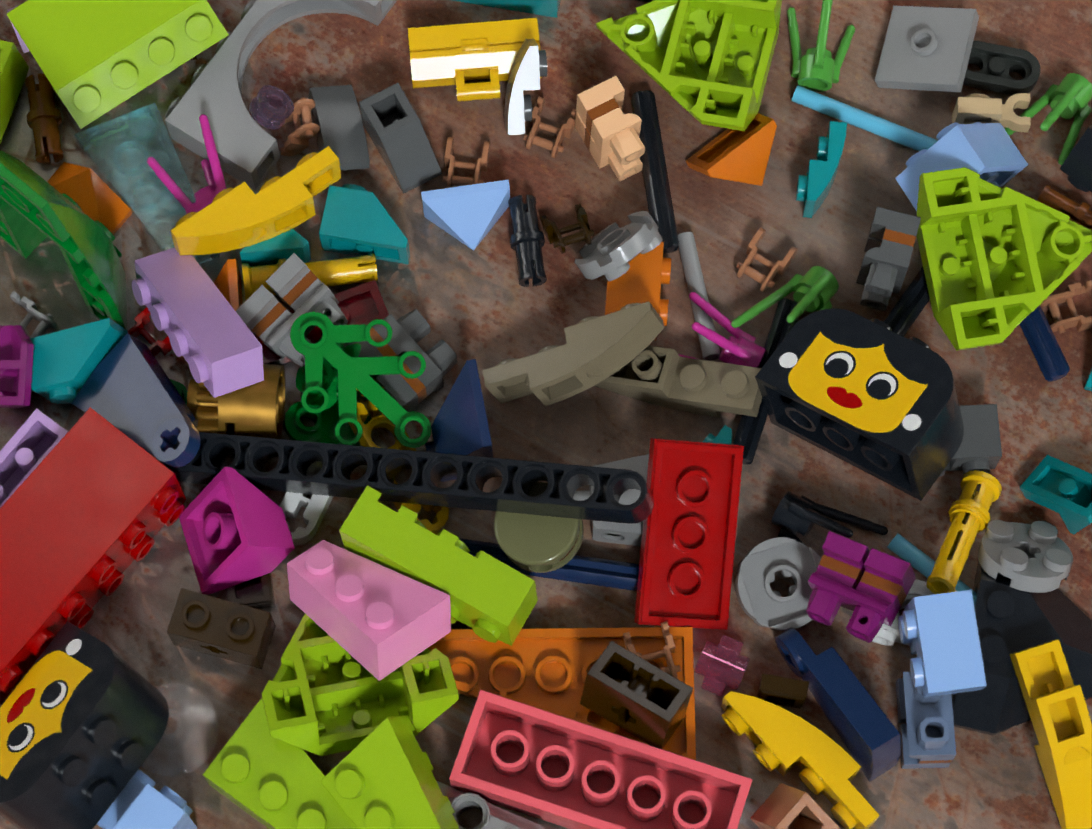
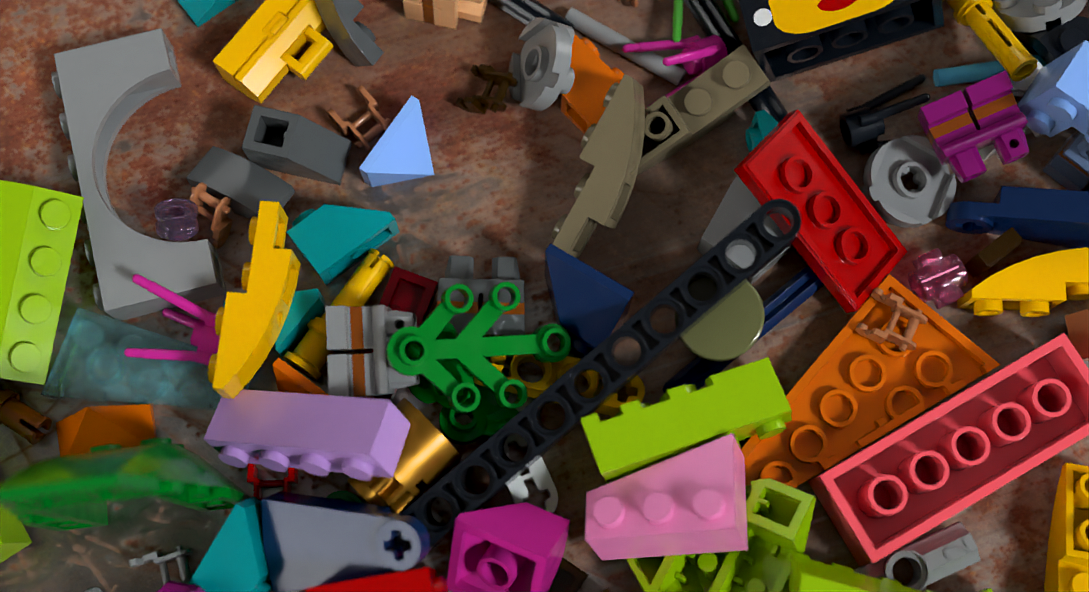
camera: 50 degrees left, 5 degrees up
(527, 241) = (467, 127): black pin -> none
(564, 131) = (404, 27): nougat piece -> none
(636, 695) = (926, 360): dark brown brick -> none

